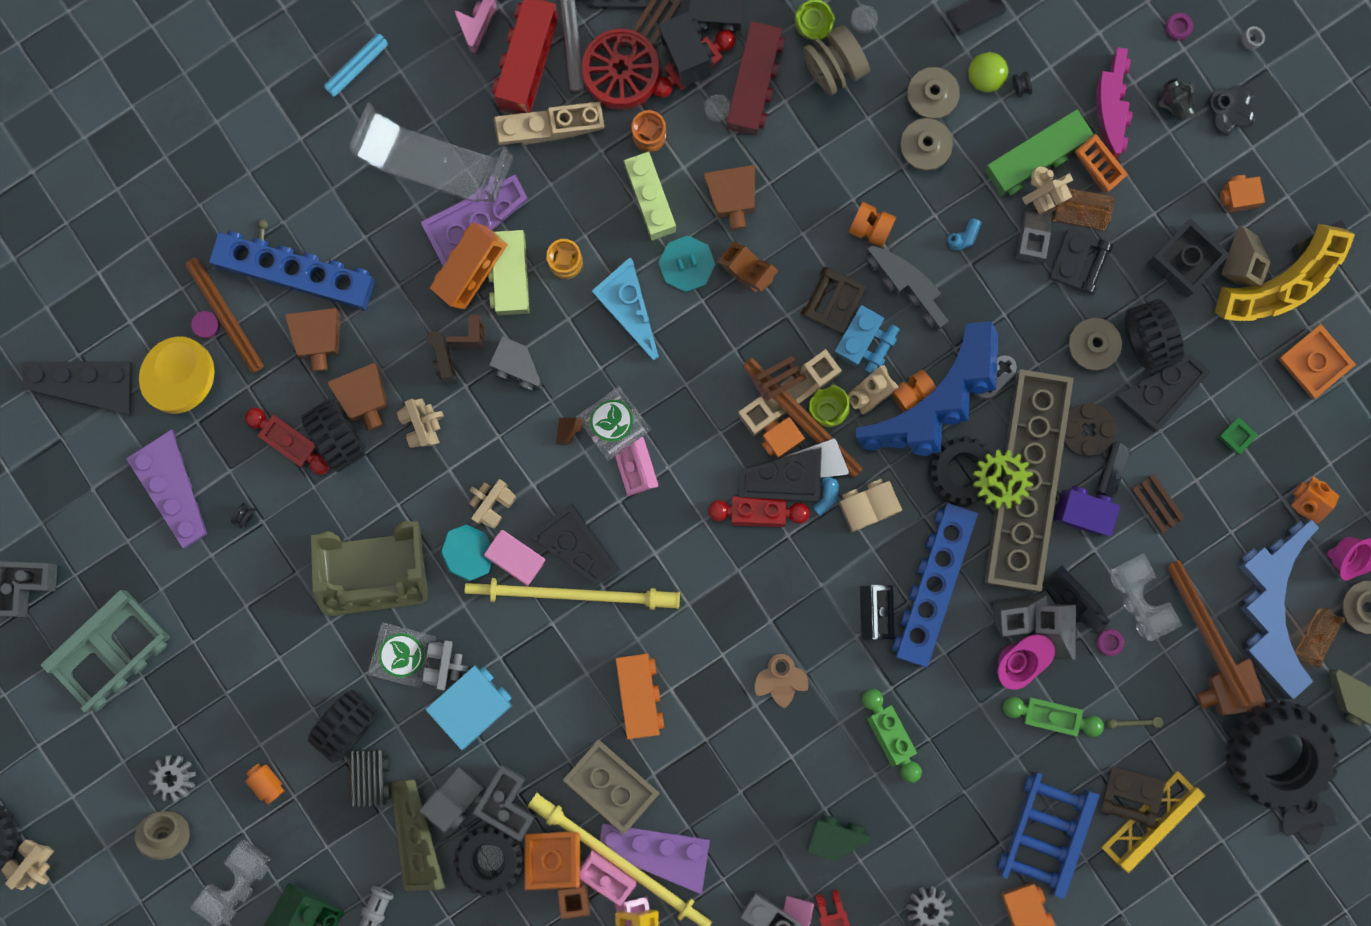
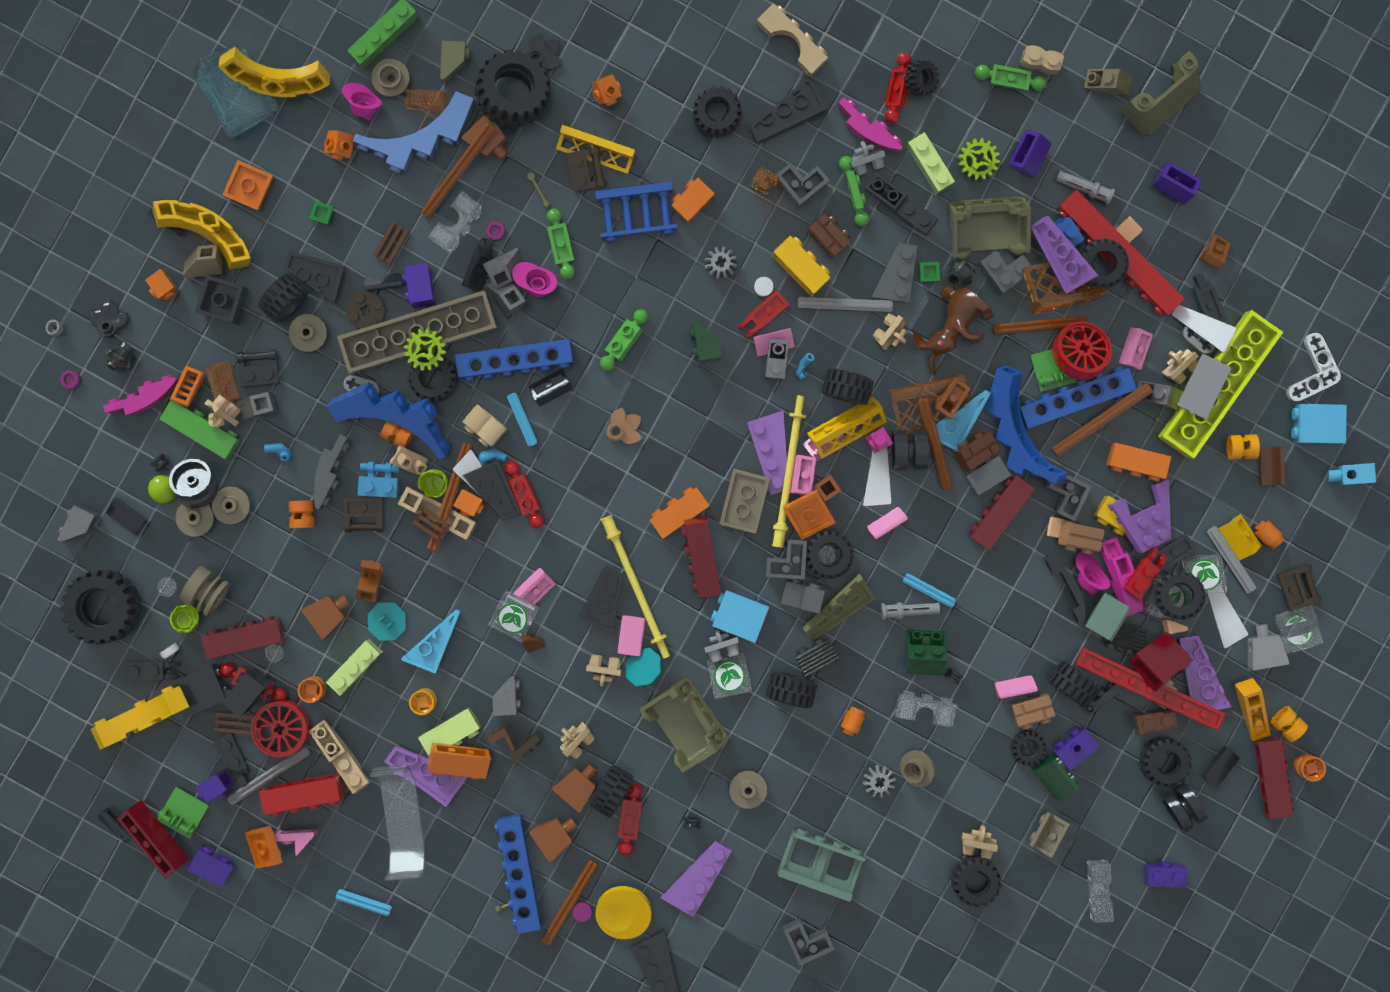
camera: 120 degrees left, 5 degrees up
(260, 611) = (741, 782): none -> dark tan piece
(567, 697) = (702, 557): none -> dark red brick
(854, 556) = (522, 419): none -> medium azure axle
(976, 111) = (193, 483): none -> wheel
(1222, 874) = (606, 90): none -> orange brick

